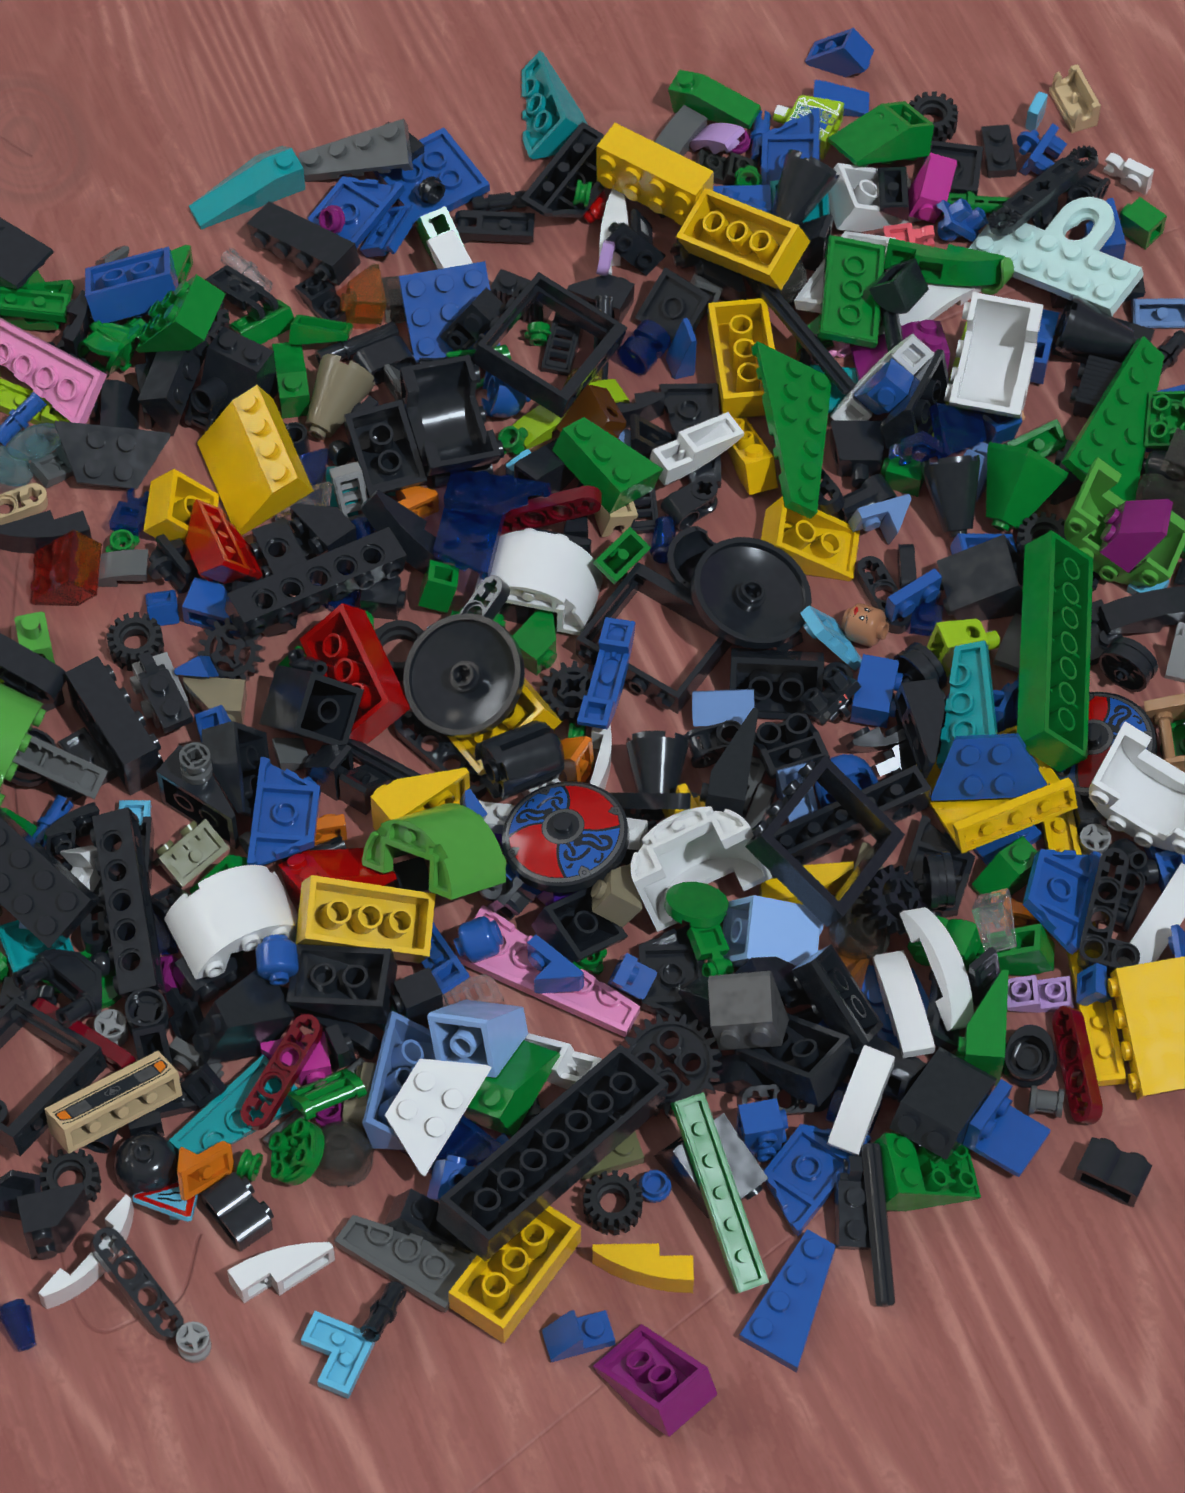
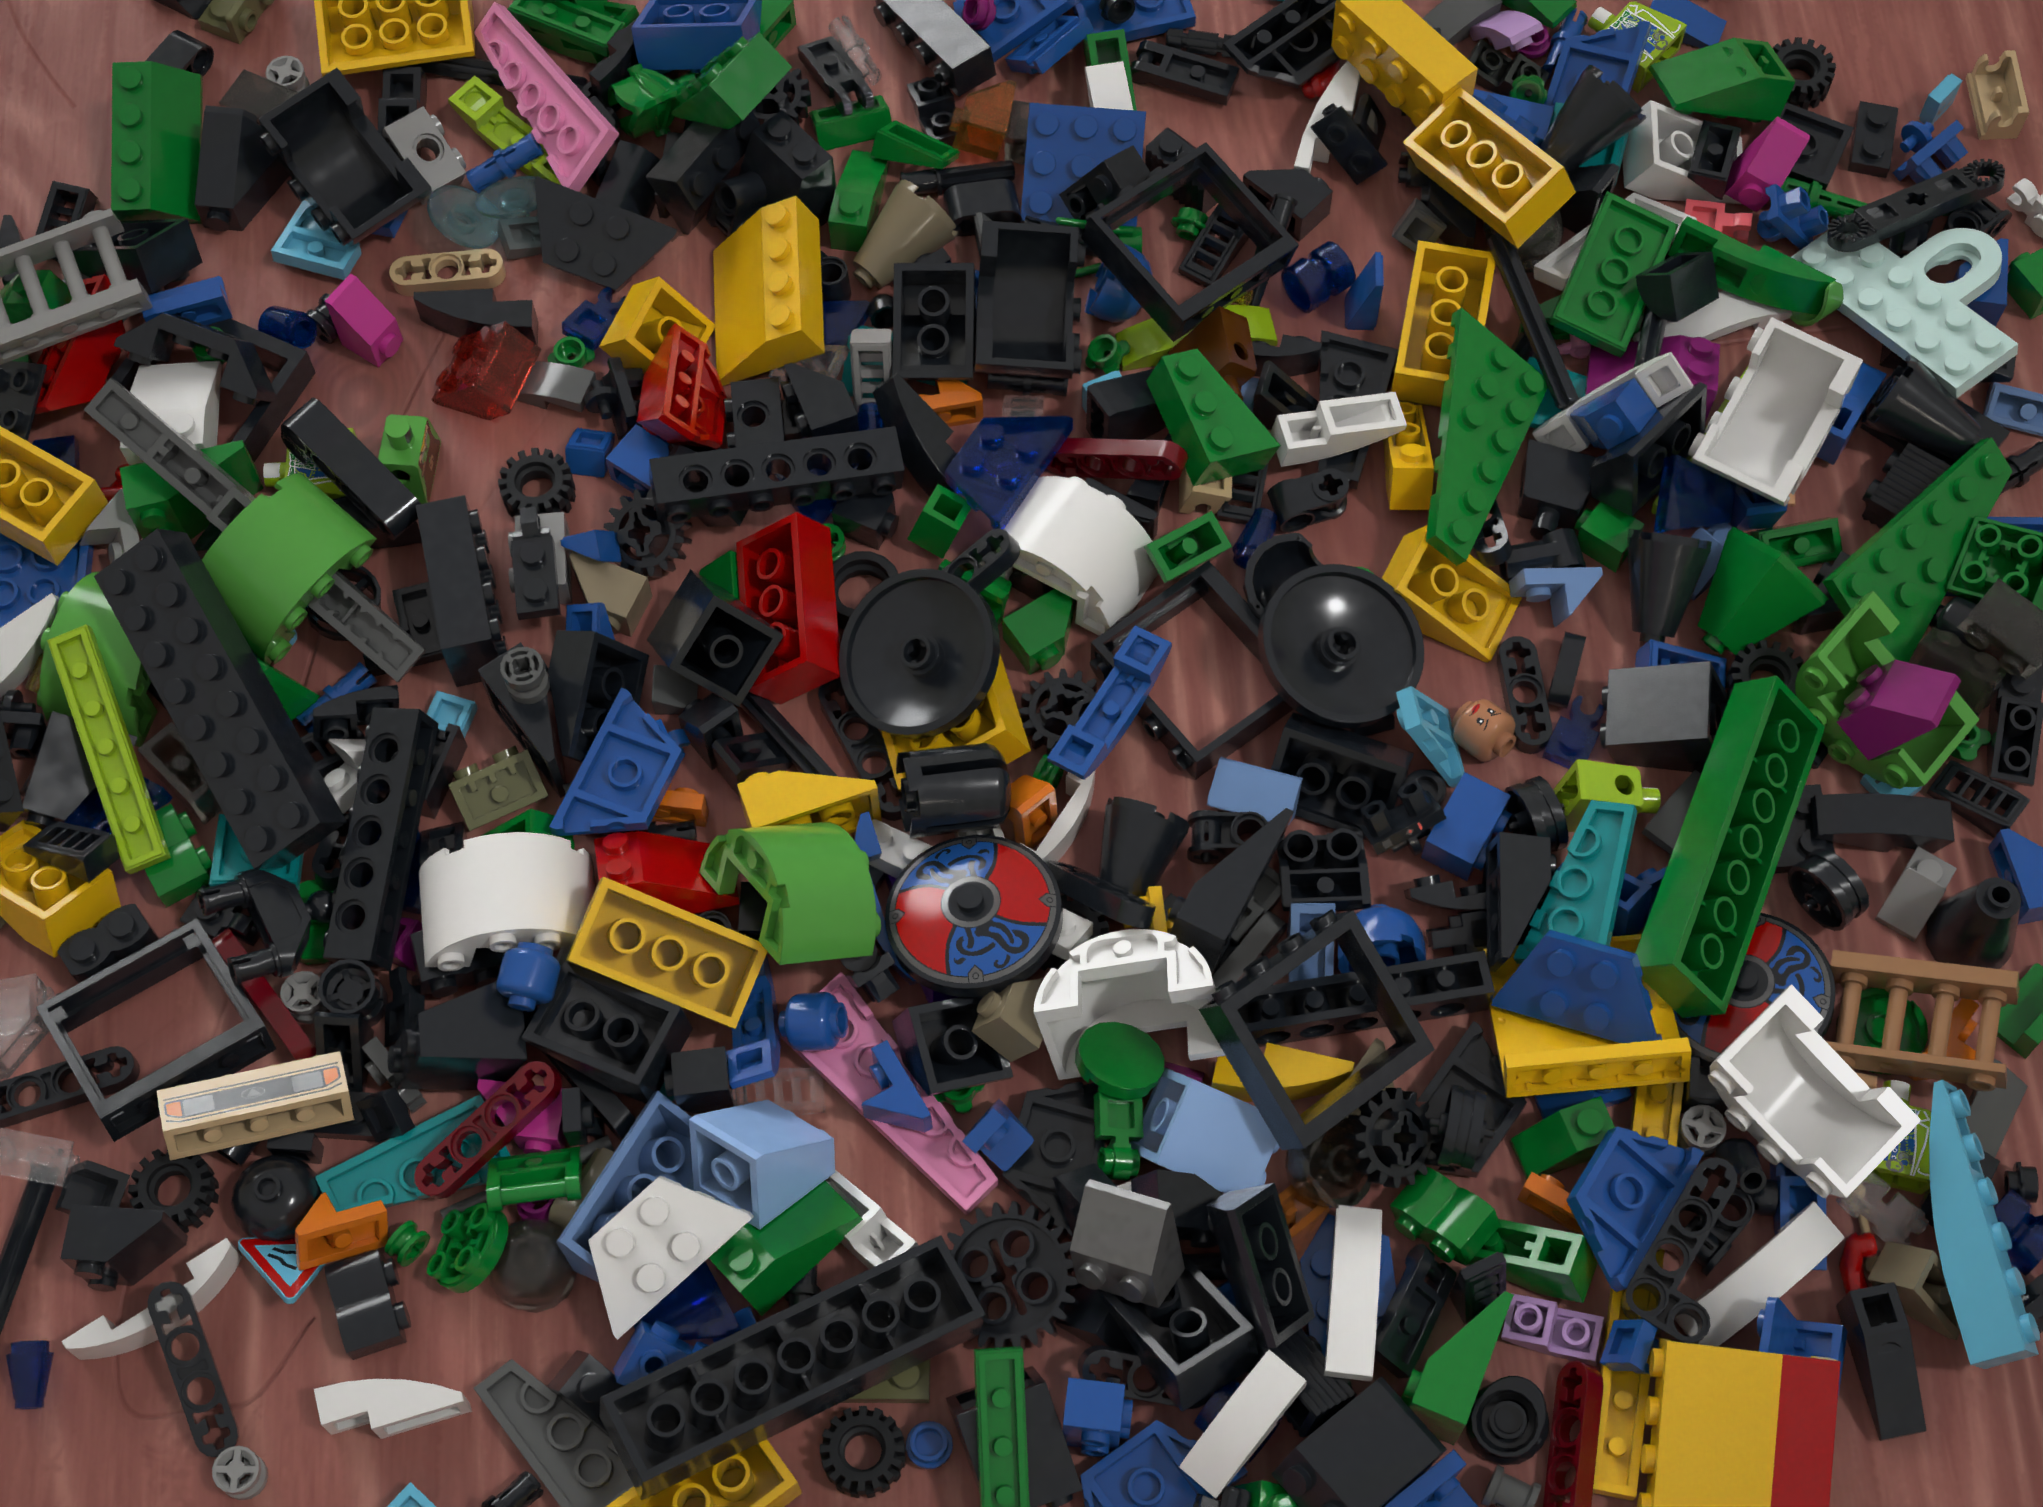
camera: 20 degrees right, 5 degrees up
(307, 663) = (727, 577): black arm -> none
(490, 493) = (1042, 417): clear blue wing -> none
(582, 193) = (1305, 56): green bush -> none
(605, 258) = (1305, 146): lavender tile -> none
(673, 300) = (1374, 225): black plate -> none
(912, 595) = (1550, 712): blue plate -> none
(917, 447) = (1630, 508): clear blue plate -> none
(947, 966) = (1430, 1255): white slope -> none
(995, 920) = (1521, 1209): clear slope -> none

